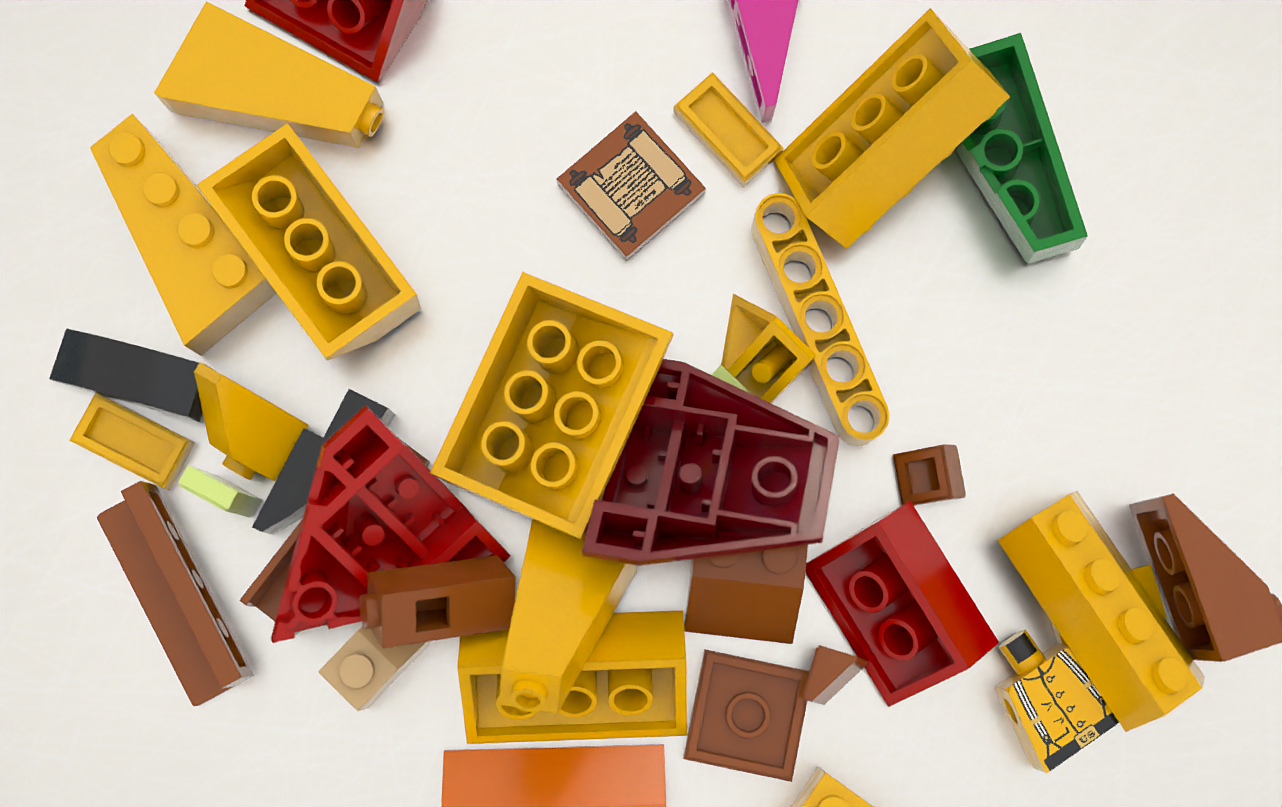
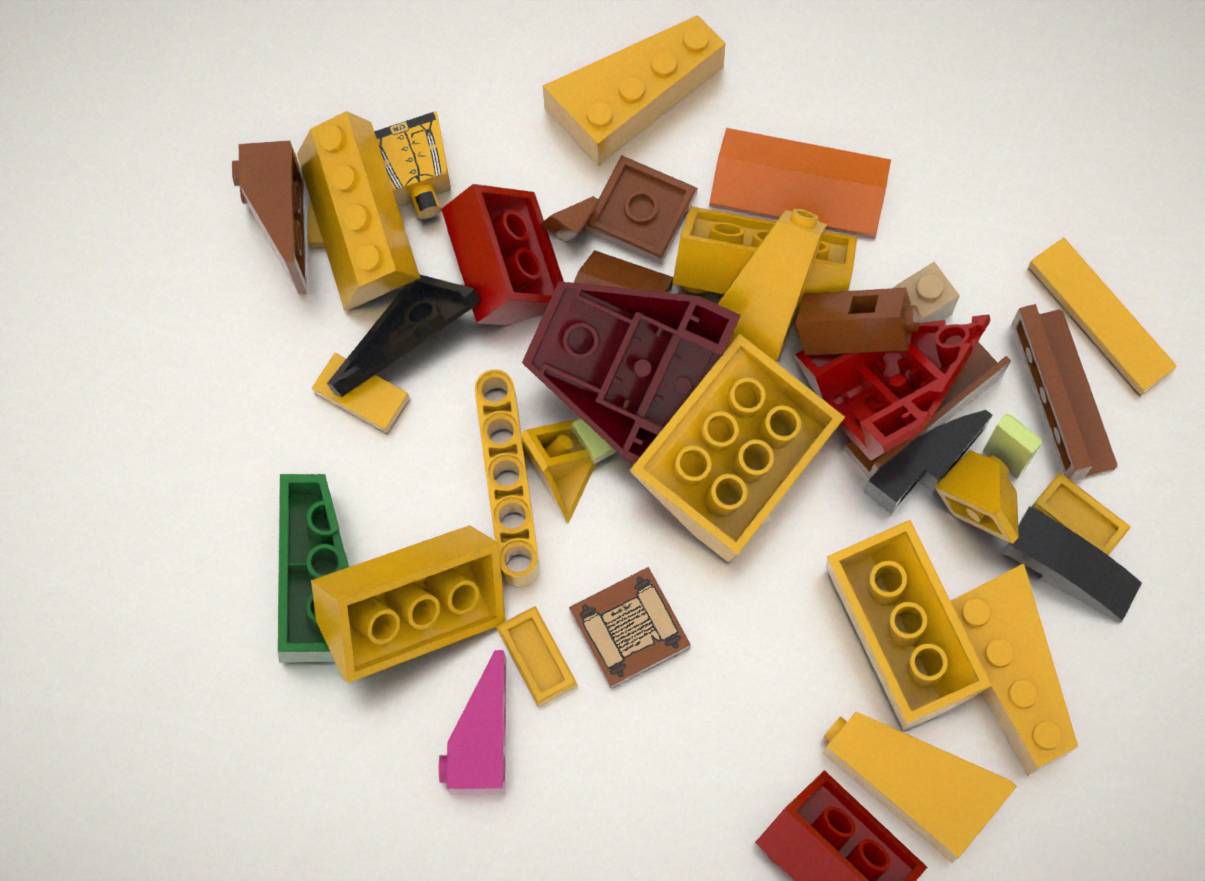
camera: 160 degrees left, 10 degrees down
(141, 709) = (1102, 316): none -> yellow tile
(929, 475) = (454, 347): dark orange slope -> none
(993, 482) = (408, 321): none -> black wing
(1023, 389) = (372, 401): none -> yellow tile

